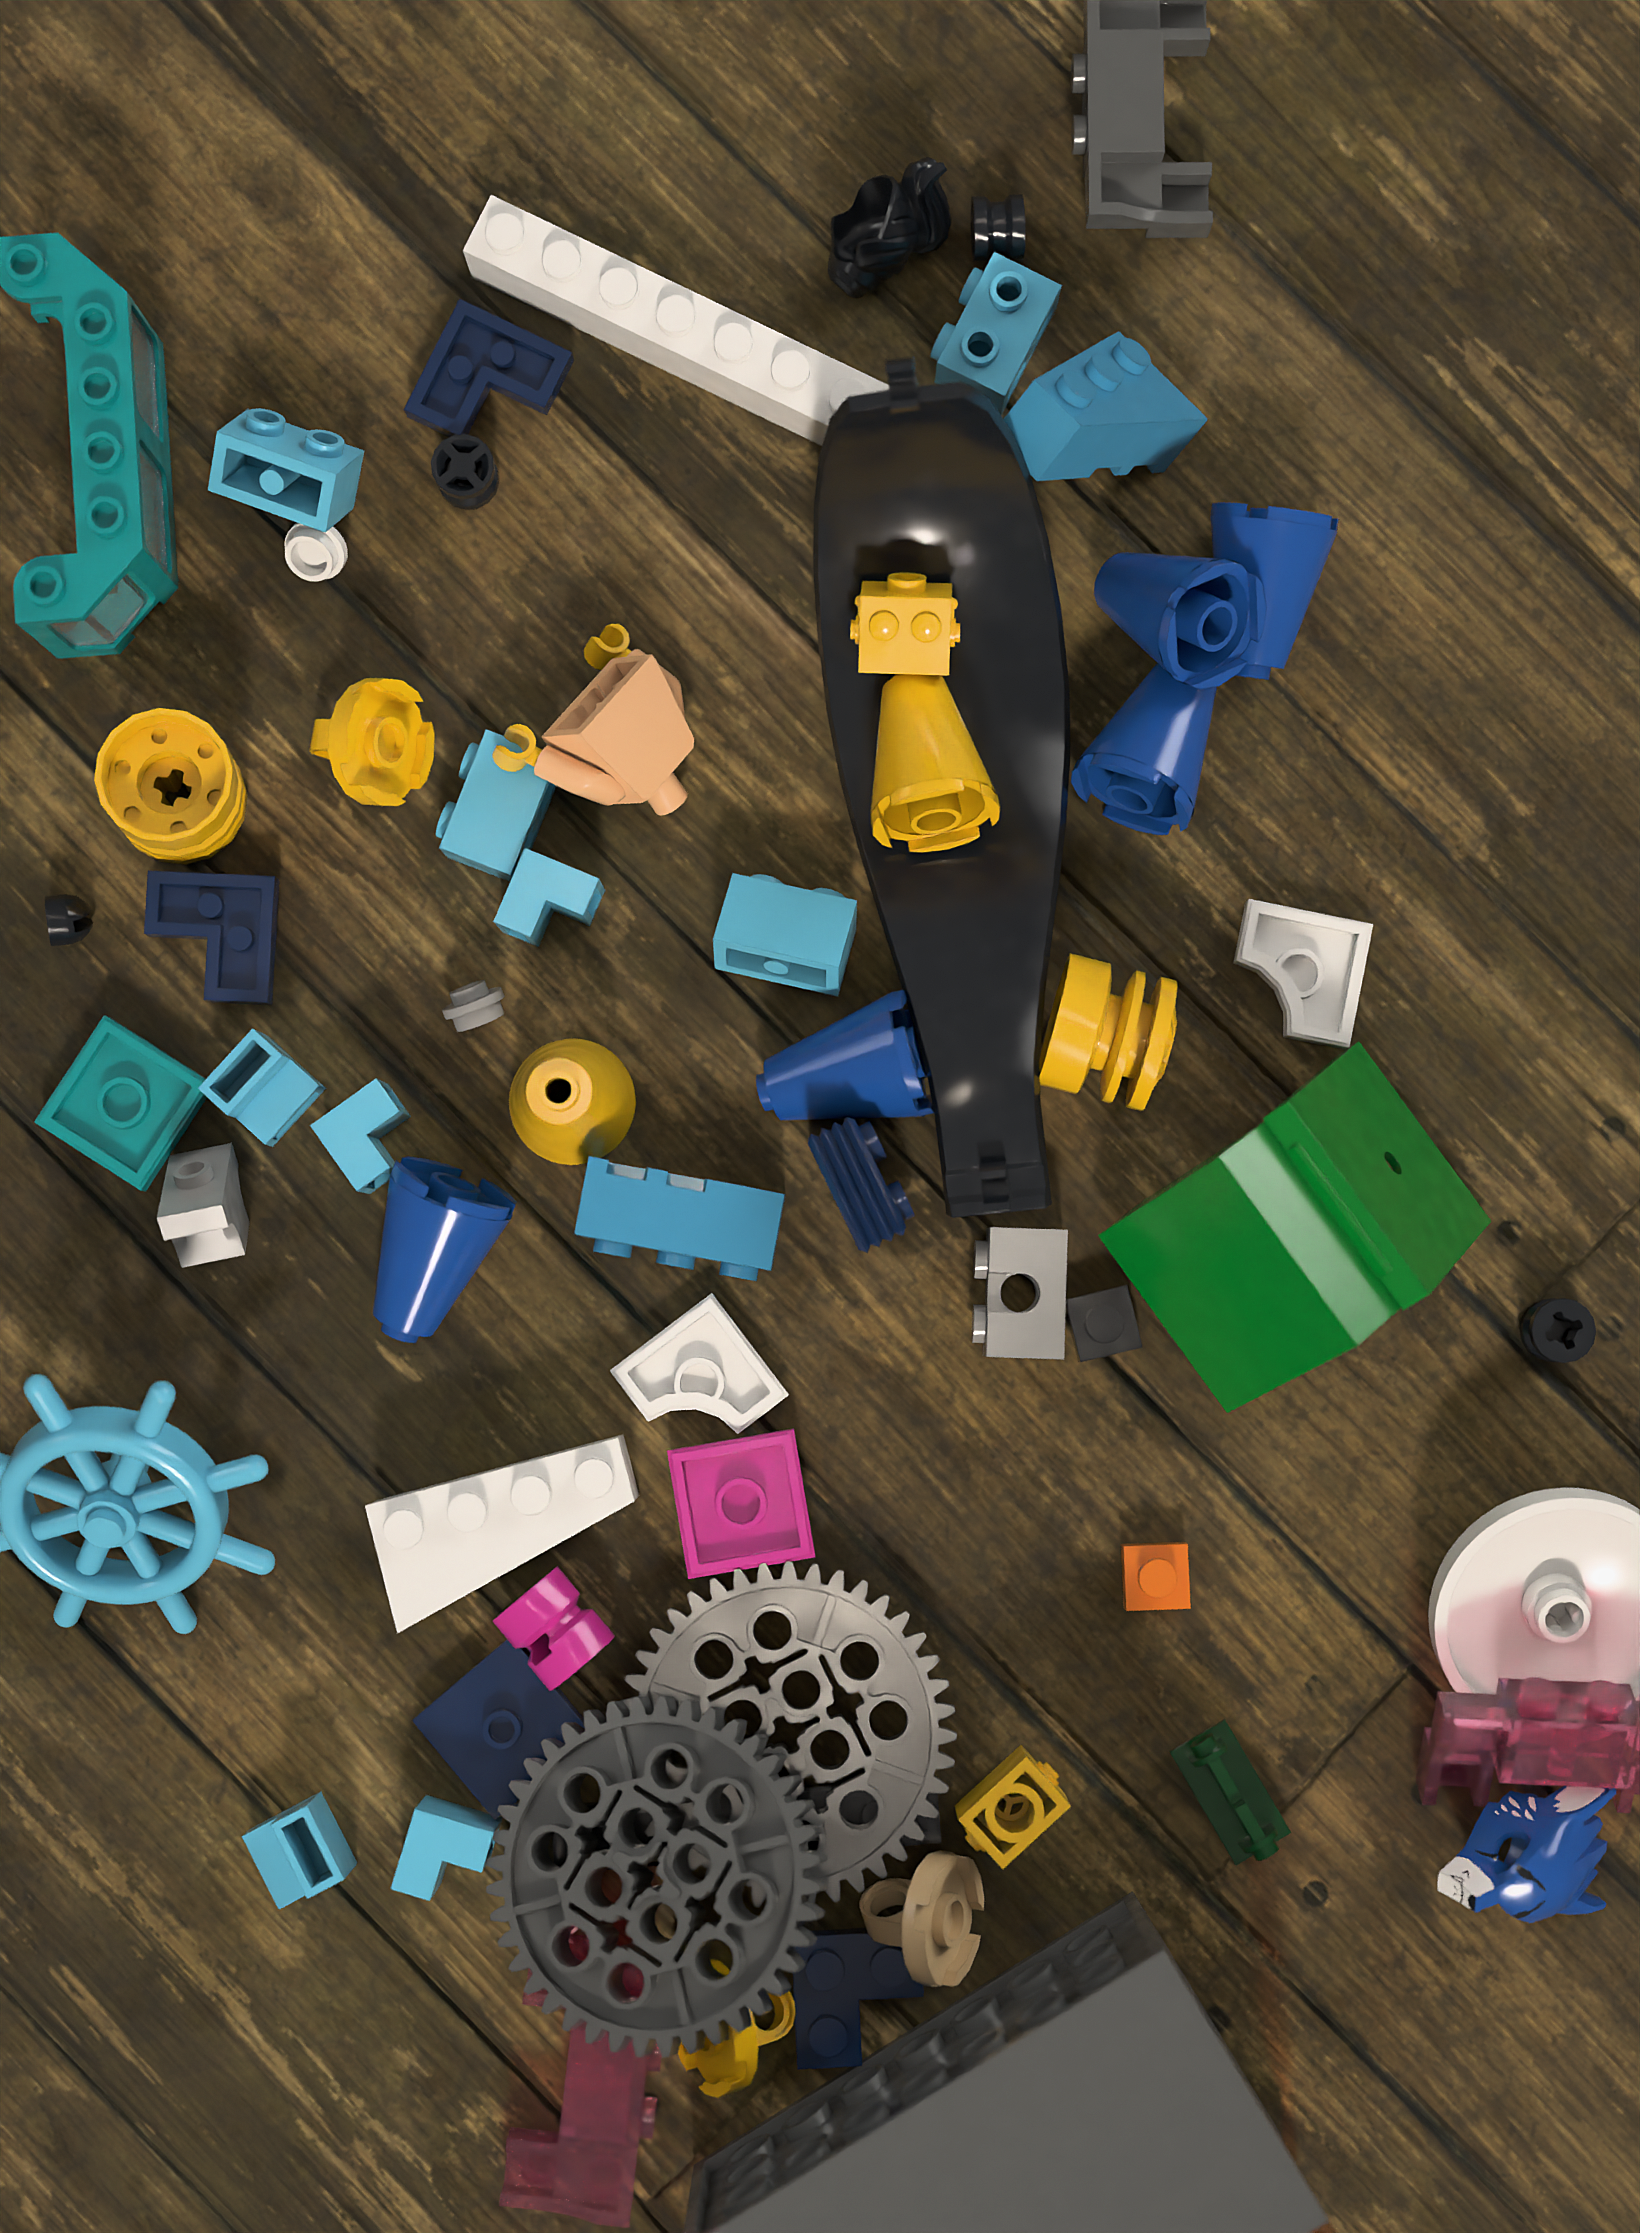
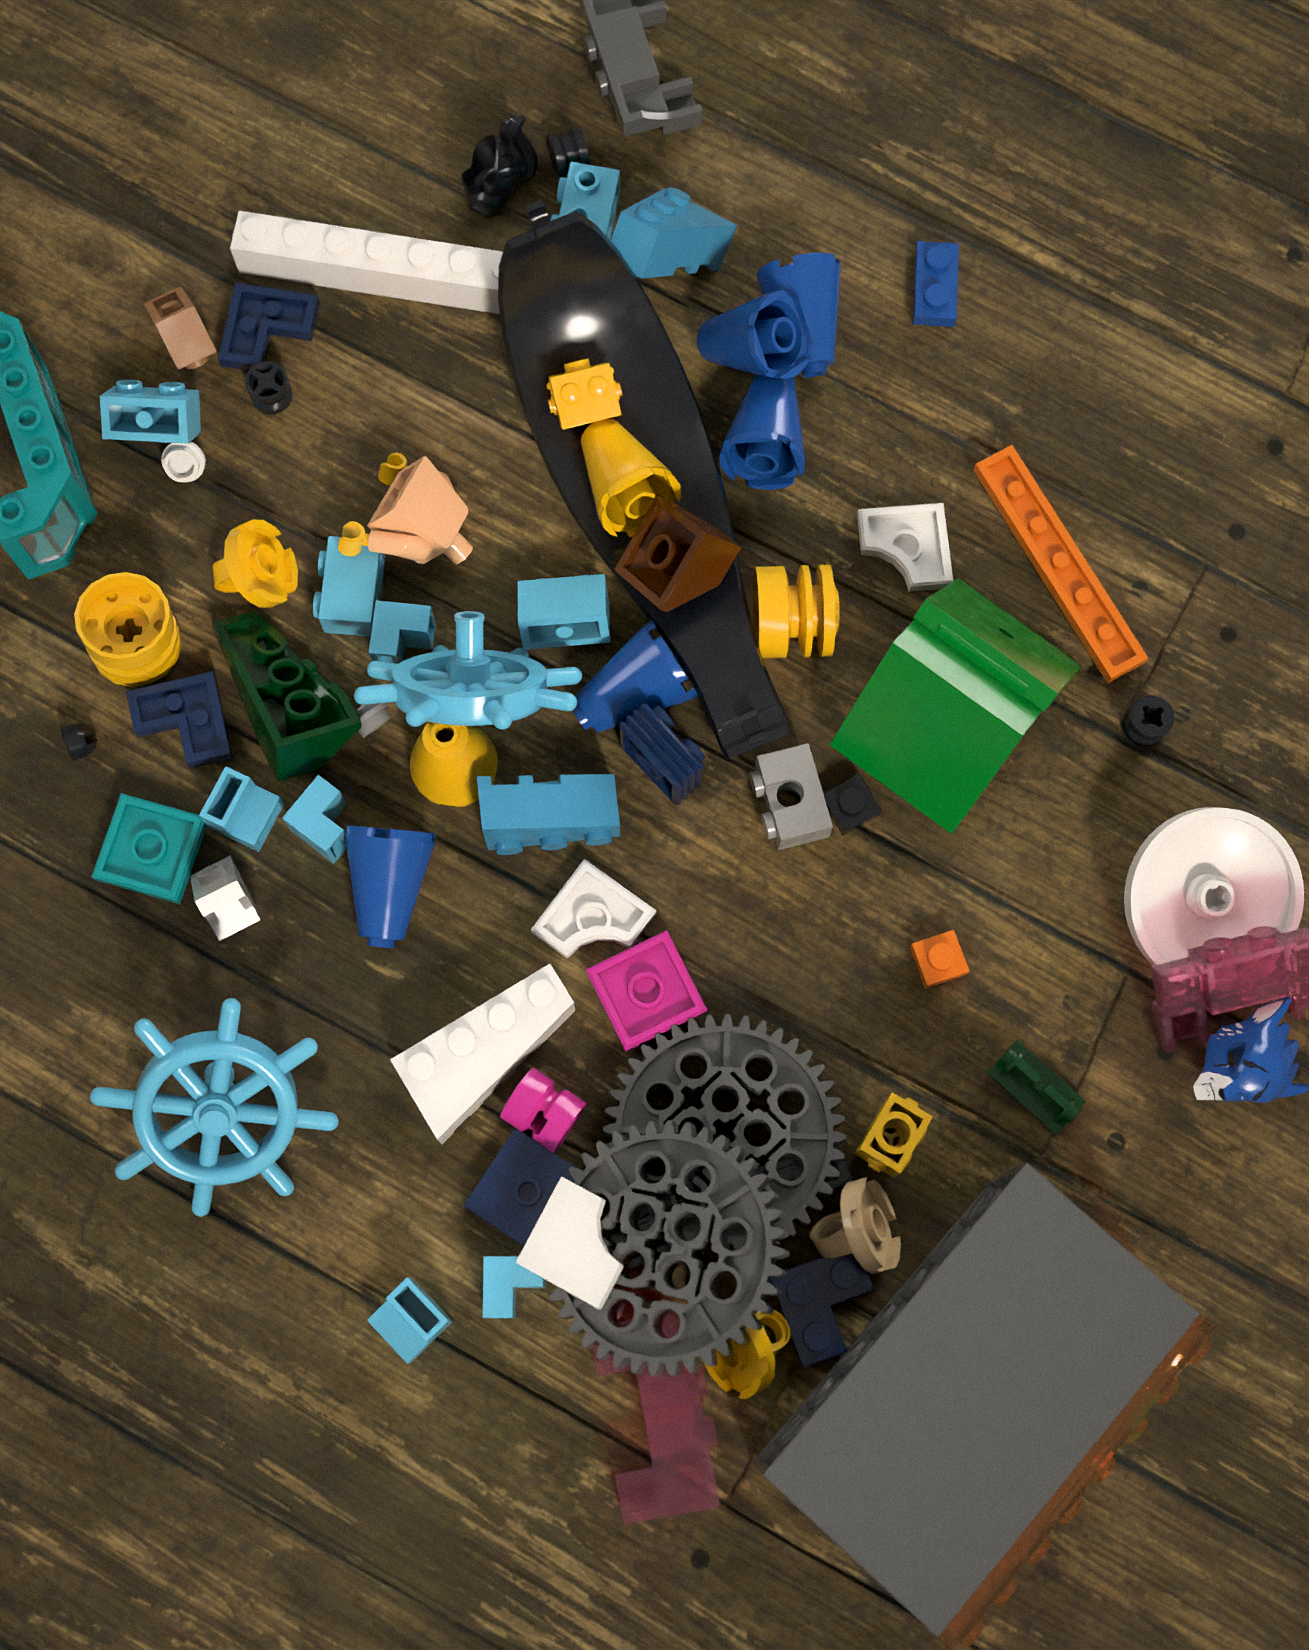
camera: 20 degrees left, 10 degrees down
(362, 345) = (180, 329): none -> medium nougat slope
(369, 956) = (289, 704): none -> dark green wedge
(529, 1837) = (570, 1247): none -> white tile
(616, 1021) = (469, 683): none -> medium azure piece
(962, 910) = (675, 555): none -> reddish brown slope
(1471, 585) = (935, 284): none -> blue plate
(1509, 1063) = (1060, 564): none -> orange plate

